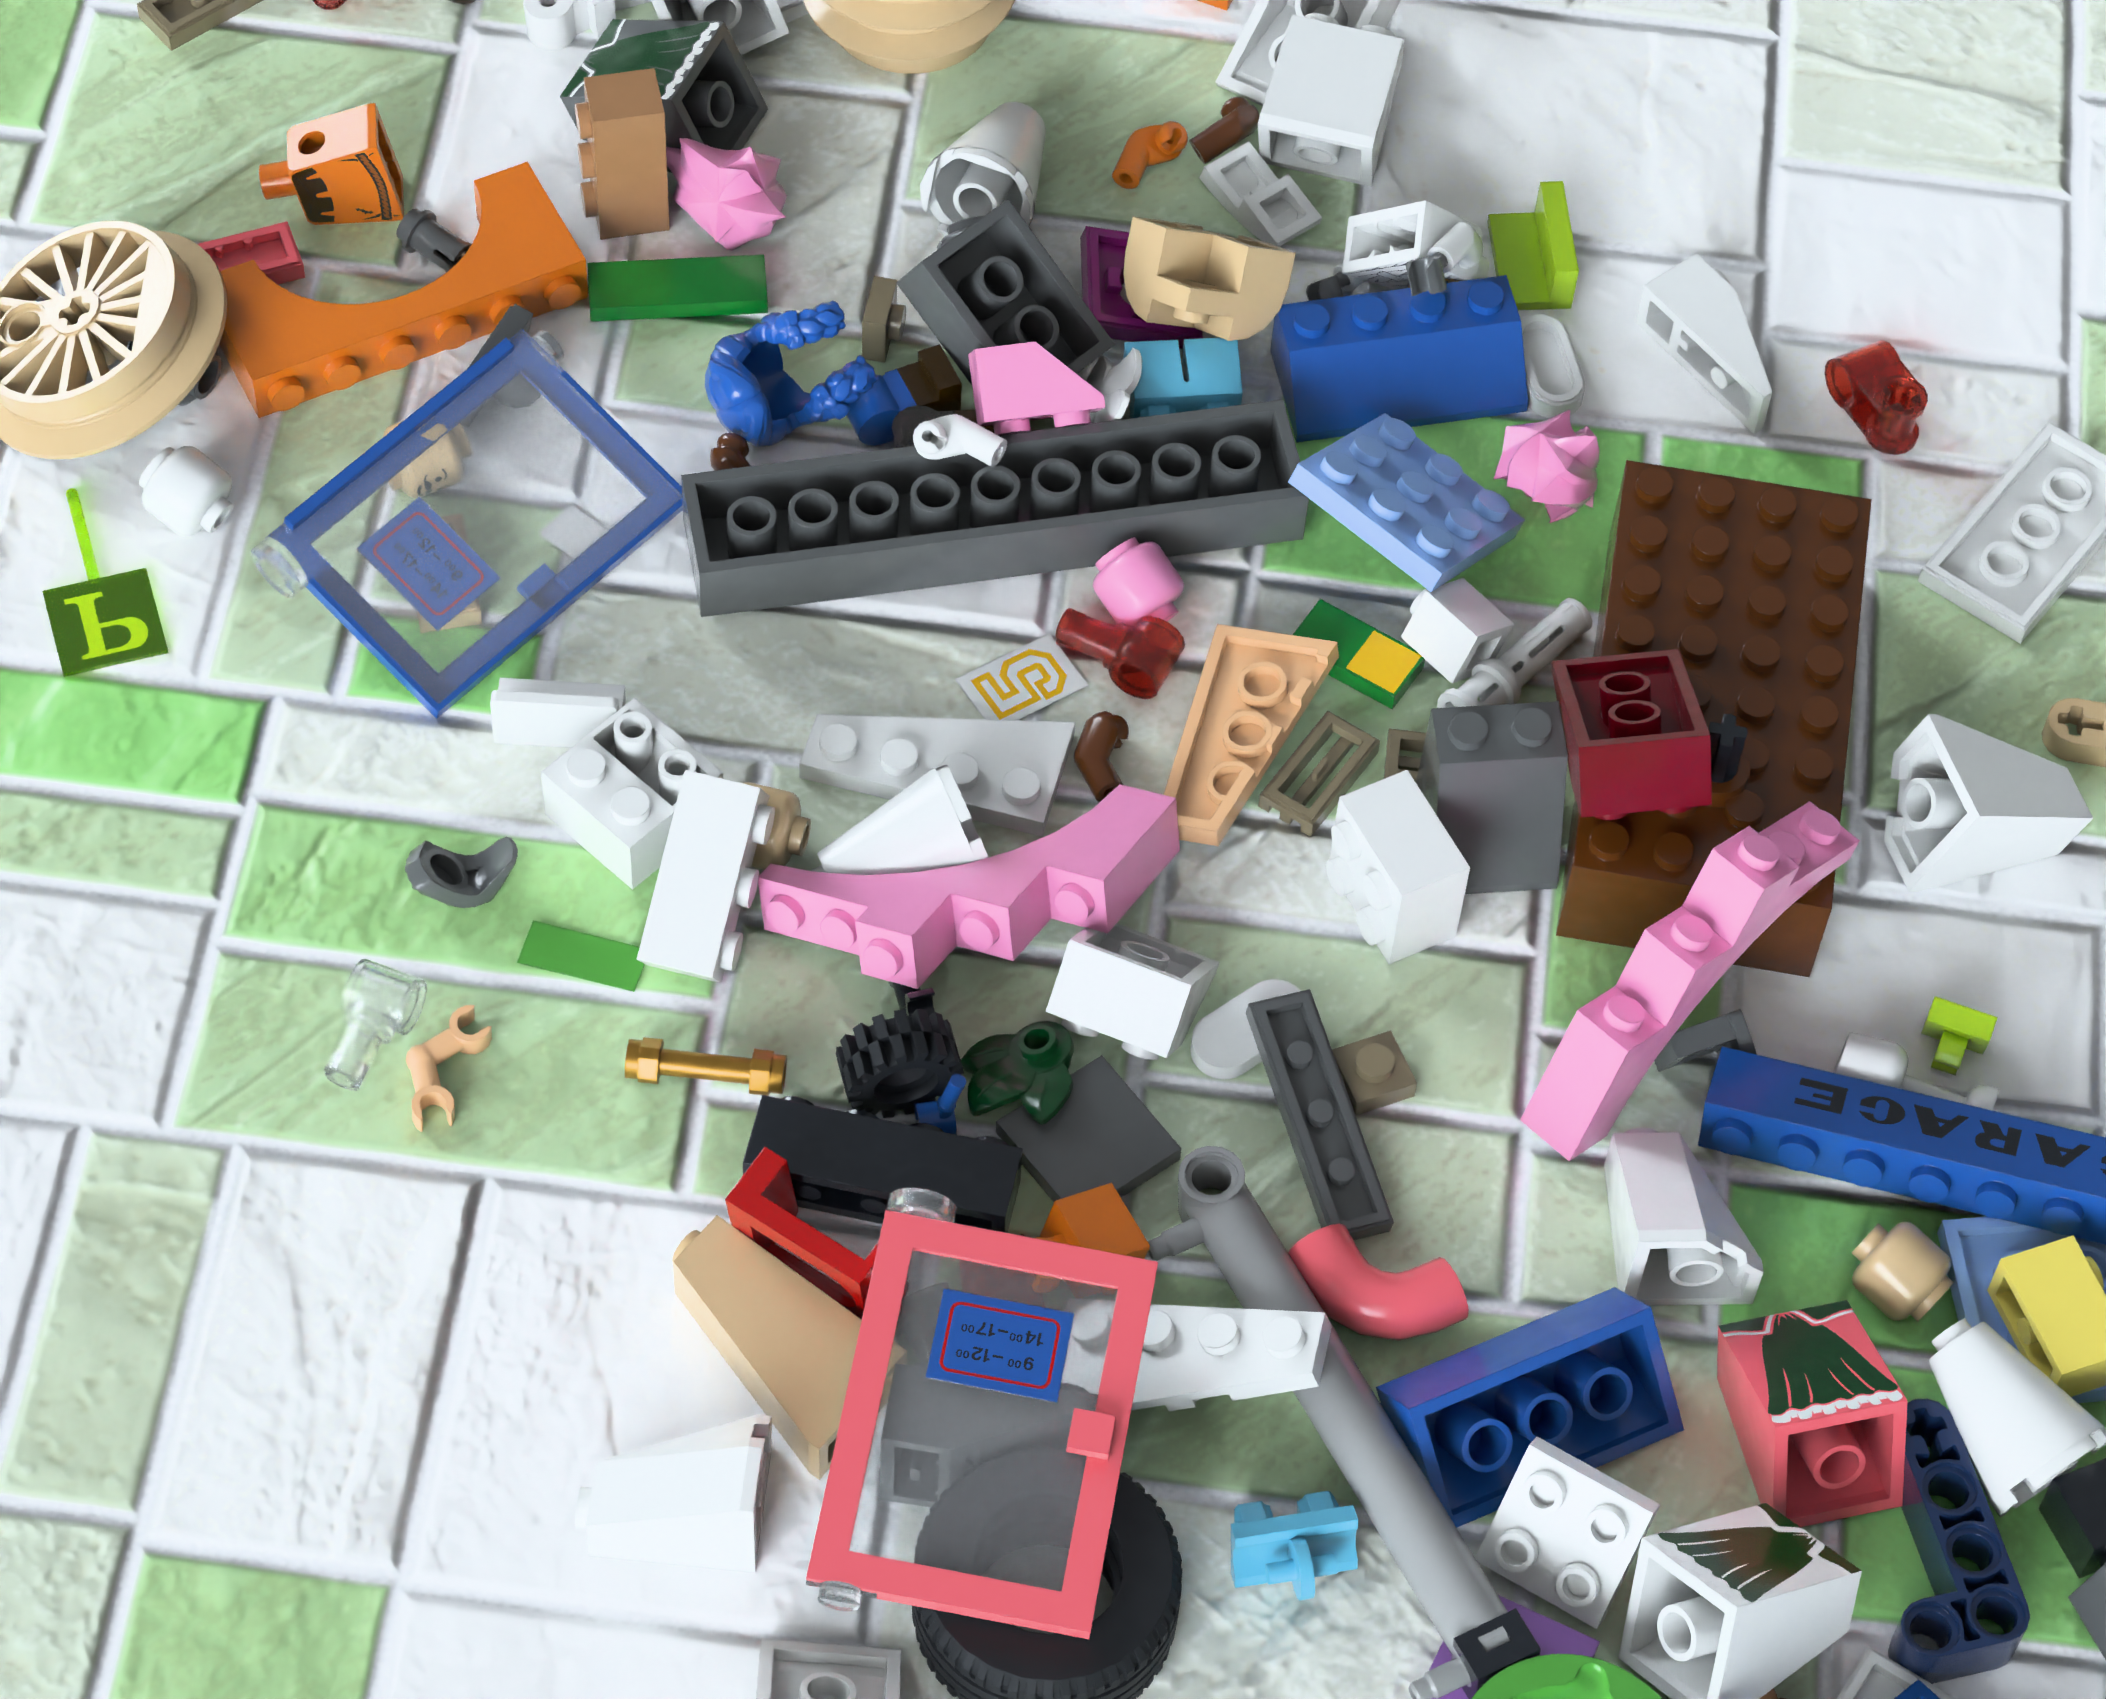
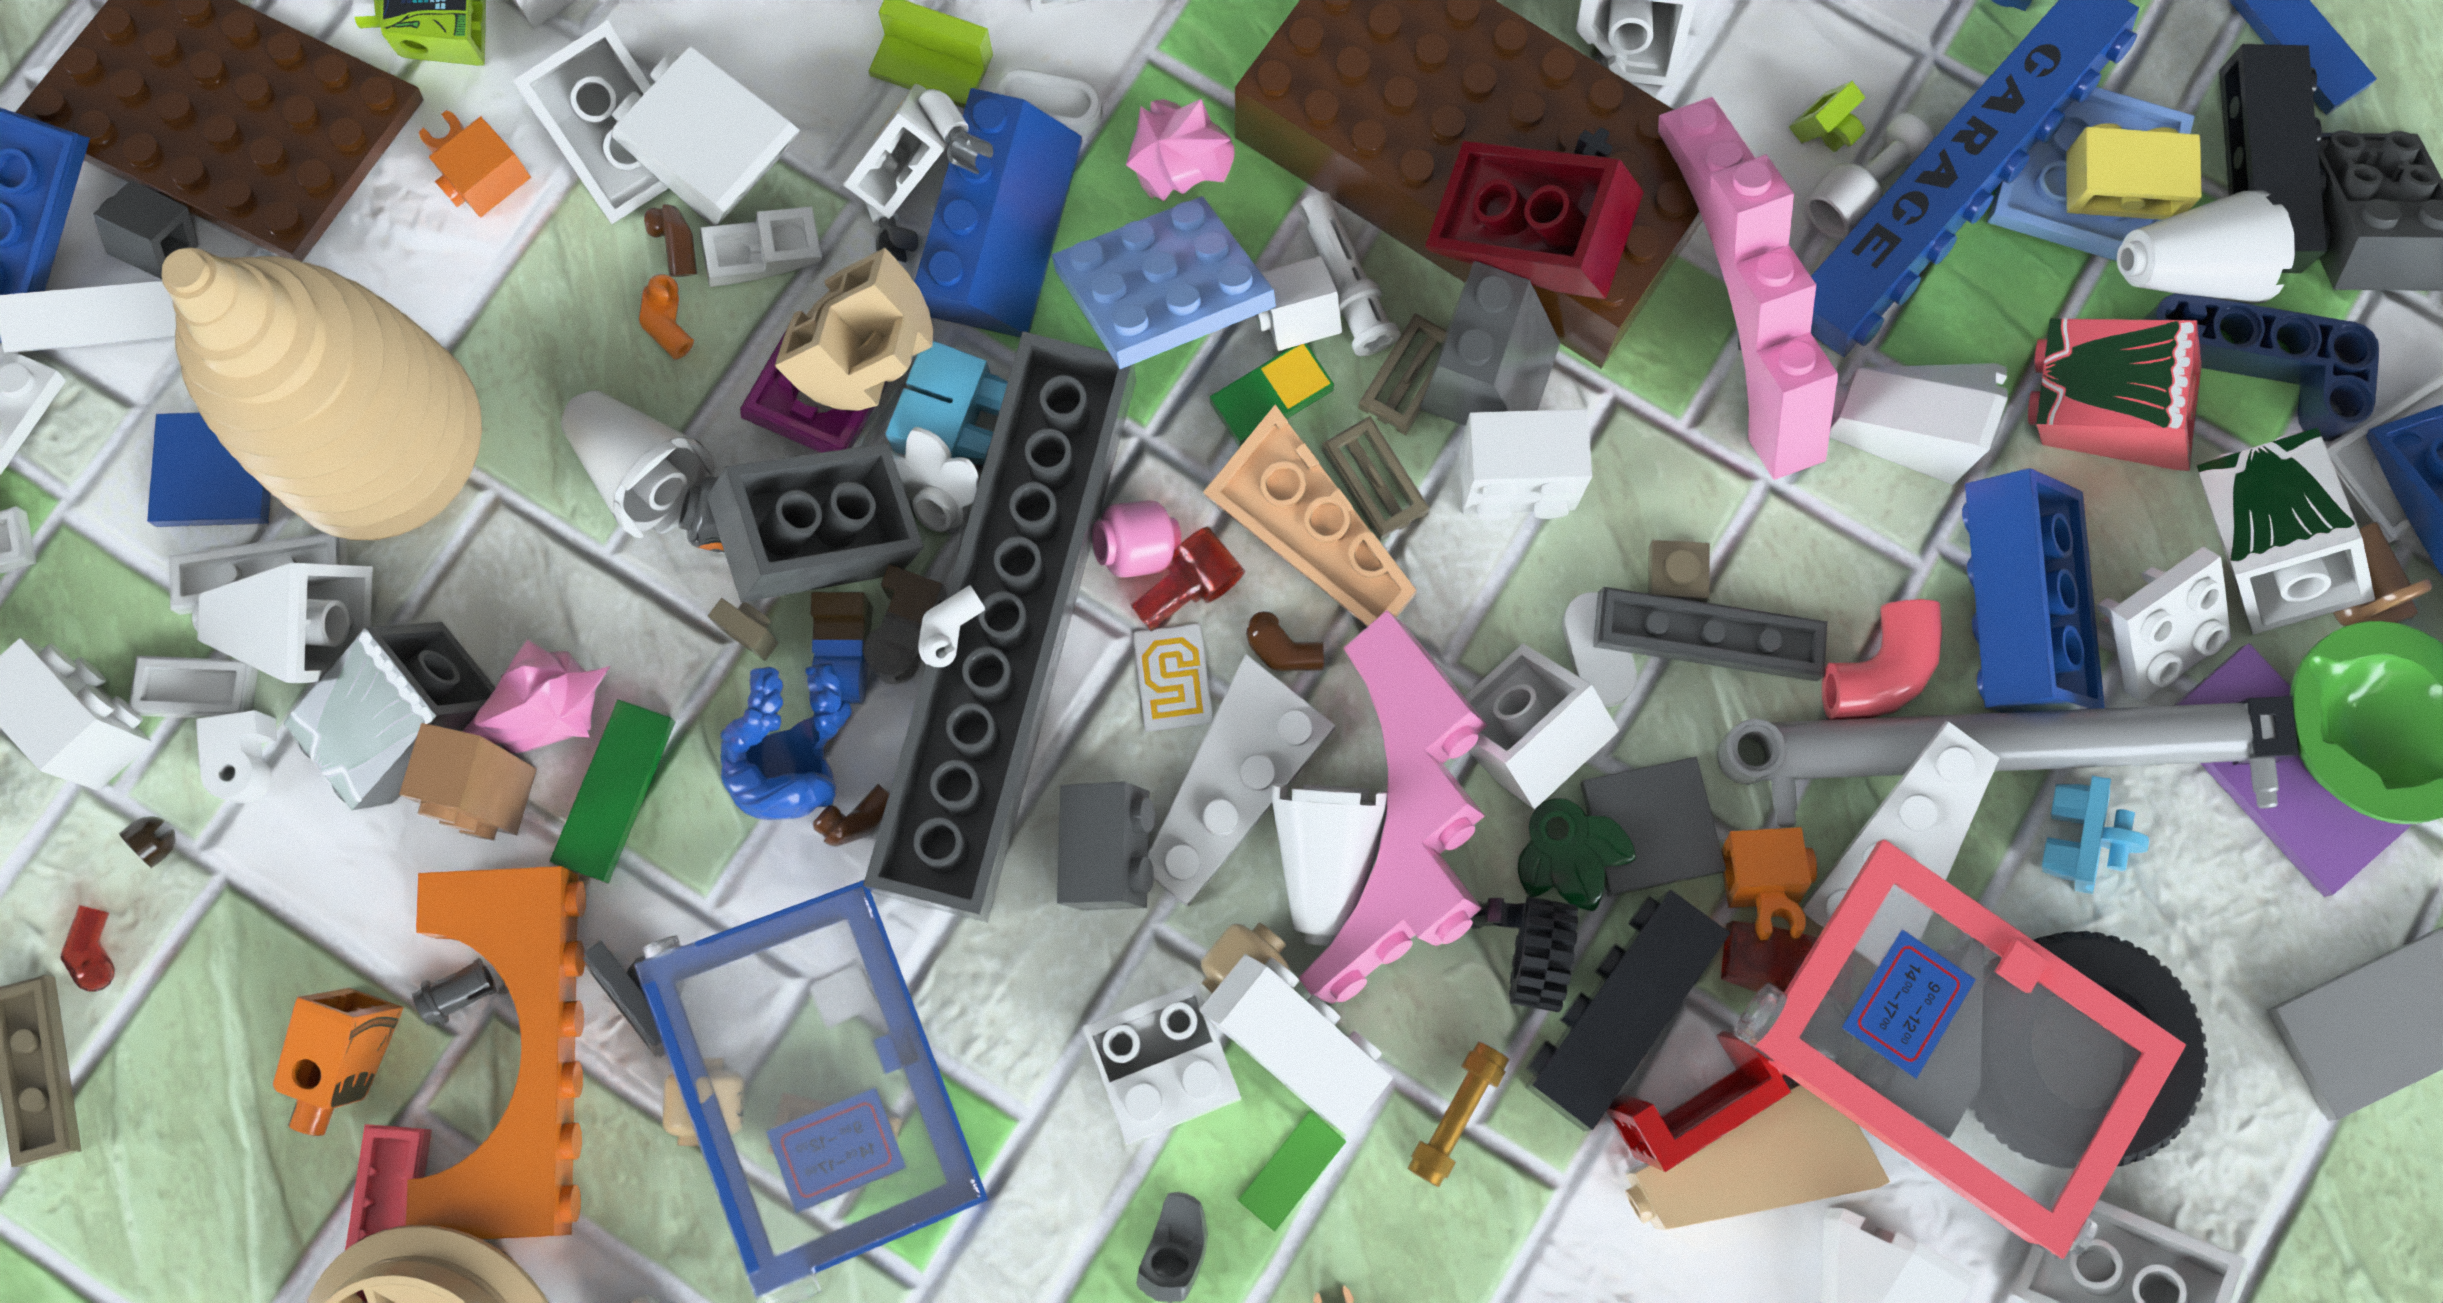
camera: 60 degrees left, 20 degrees up
(551, 710) = (1035, 1090): white panel -> none
(819, 667) = (1104, 846): none -> dark grey brick
(941, 1112) = (1590, 937): blue hand -> none
(1028, 384) = (918, 543): bright pink slope -> none
(1901, 1271) = (2023, 265): tan head -> none

